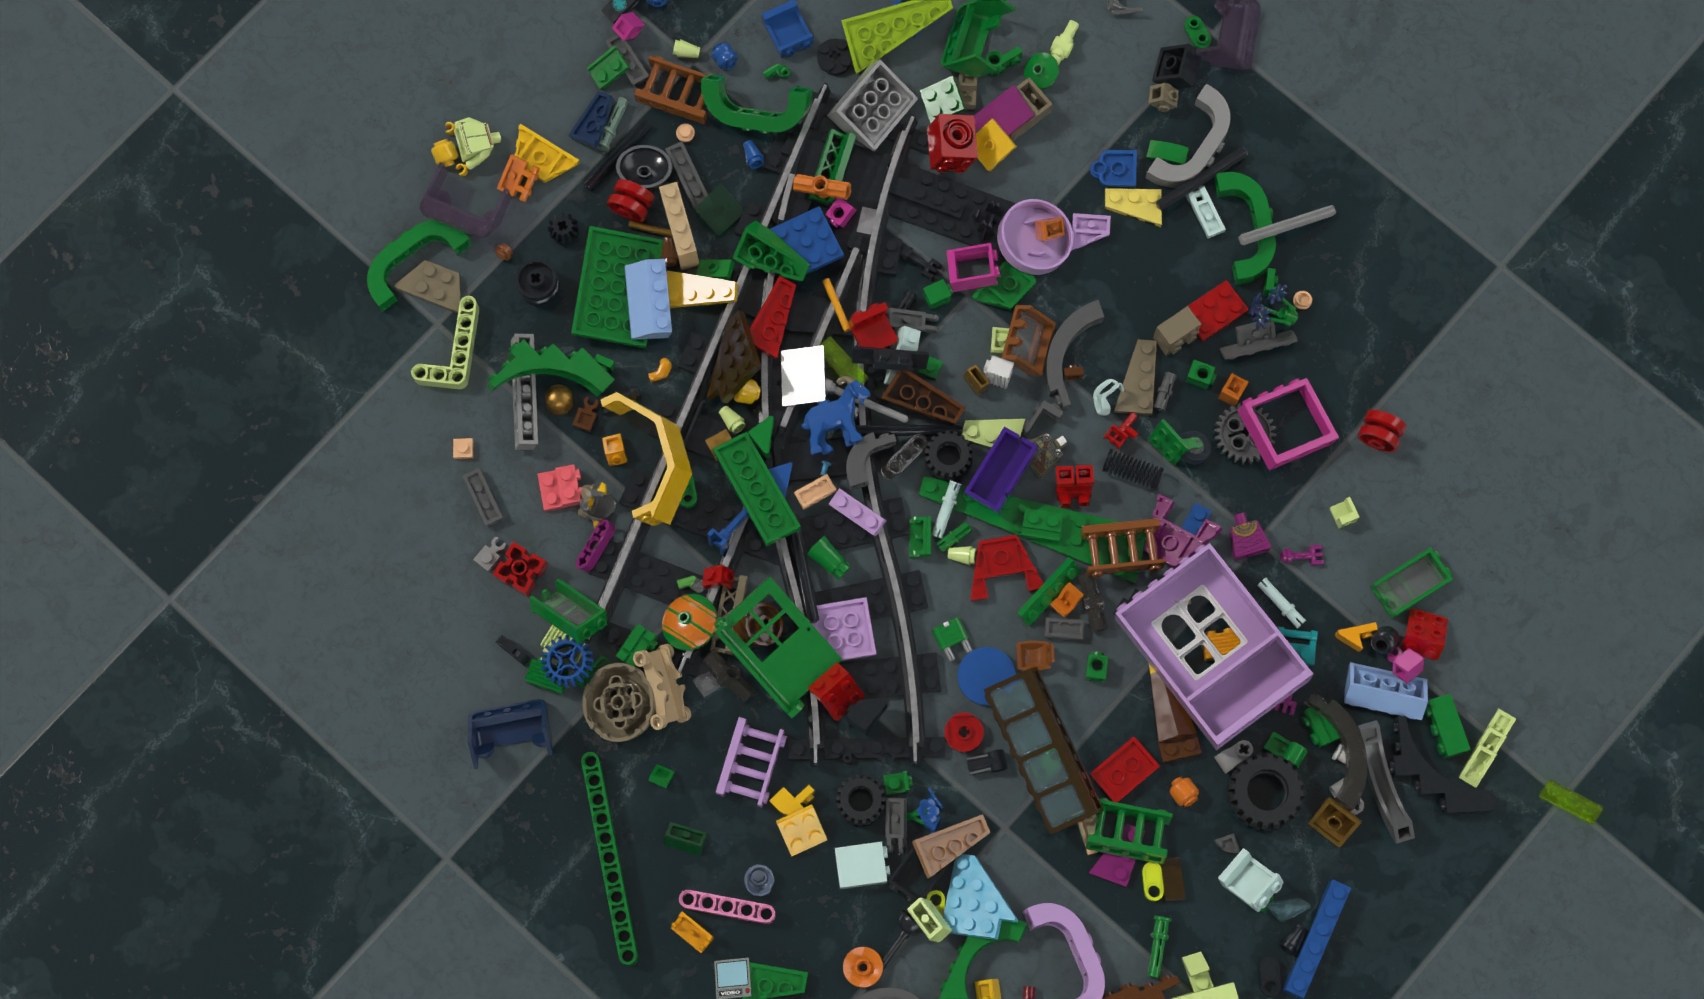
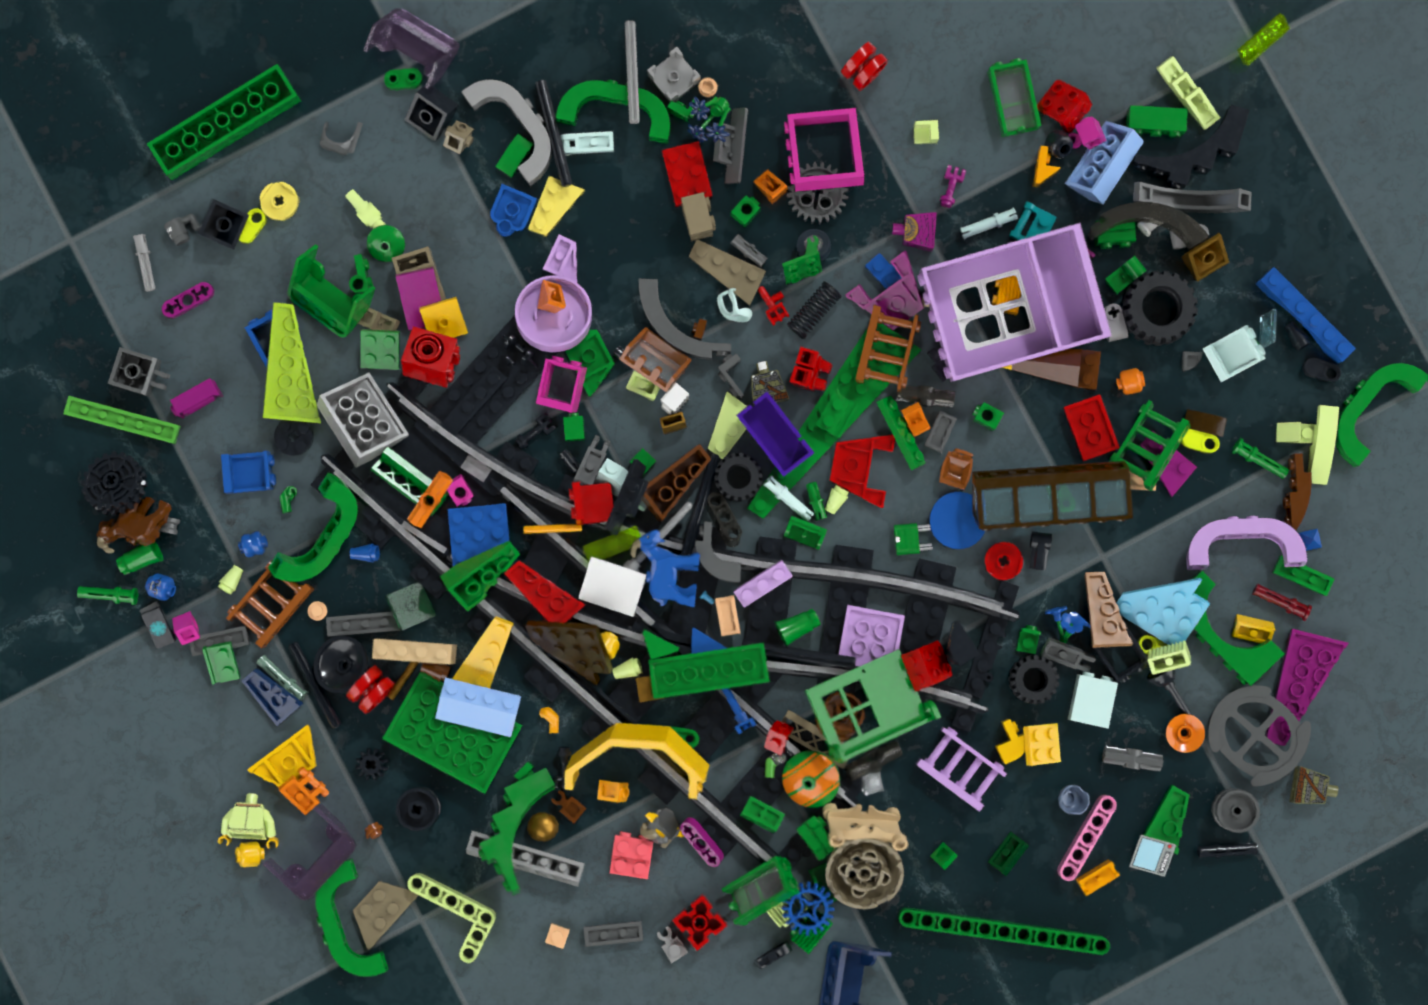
camera: 70 degrees left, 10 degrees up
(640, 589) = (762, 815): none -> green hinge
(716, 269) = (470, 631): green plate -> none
(819, 924) = (1132, 758): none -> dark grey piece
(1299, 266) = (674, 76): none -> light grey panel

